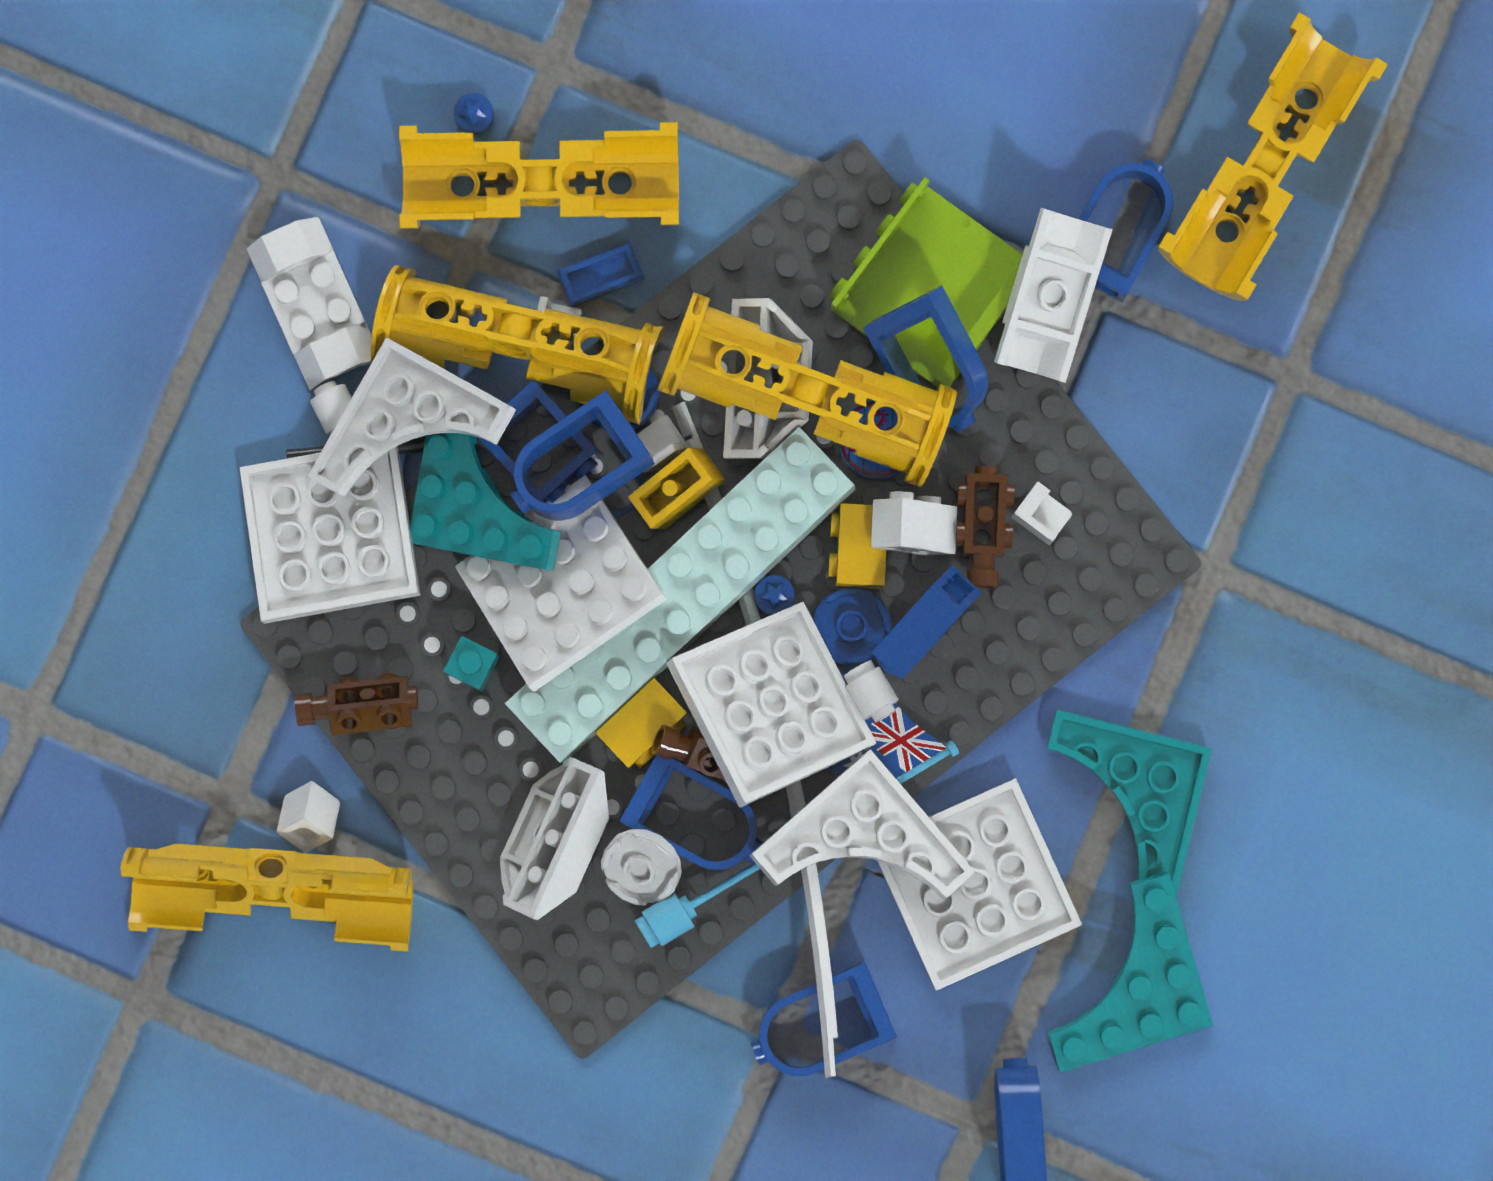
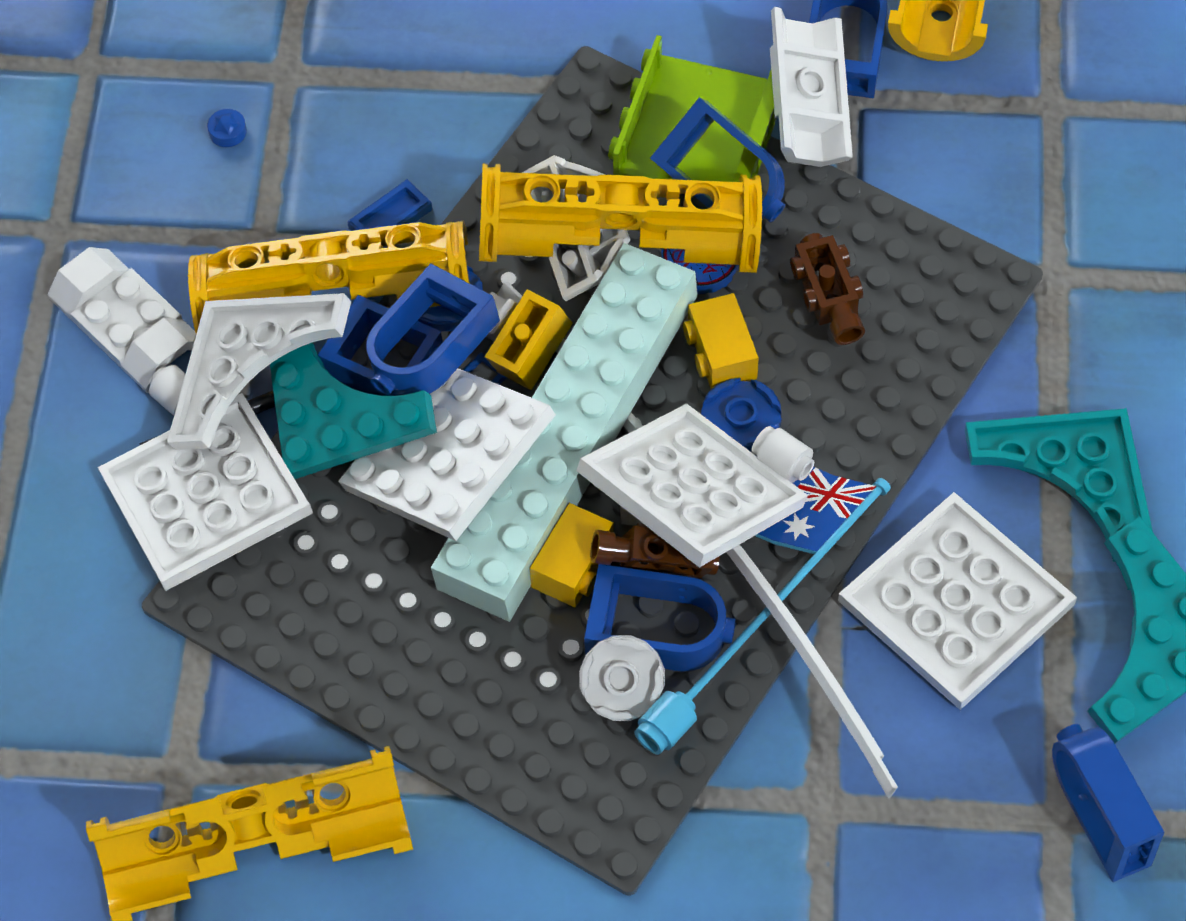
camera: 15 degrees left, 25 degrees down
(308, 817) = (267, 752): white panel -> none
(365, 709) = (291, 627): reddish brown brick -> none
(437, 159) = (382, 106): yellow piece -> none
(471, 664) = (385, 554): teal brick -> none
(554, 838) = (525, 674): white wedge -> none
(774, 594) = (654, 405): blue tile -> none
(864, 817) = (830, 558): white plate -> none
(870, 1006) = (902, 736): blue window -> none
(914, 525) = (765, 300): white brick -> none
(926, 623) = (811, 368): blue window -> none
(1042, 514) = (877, 270): white panel -> none

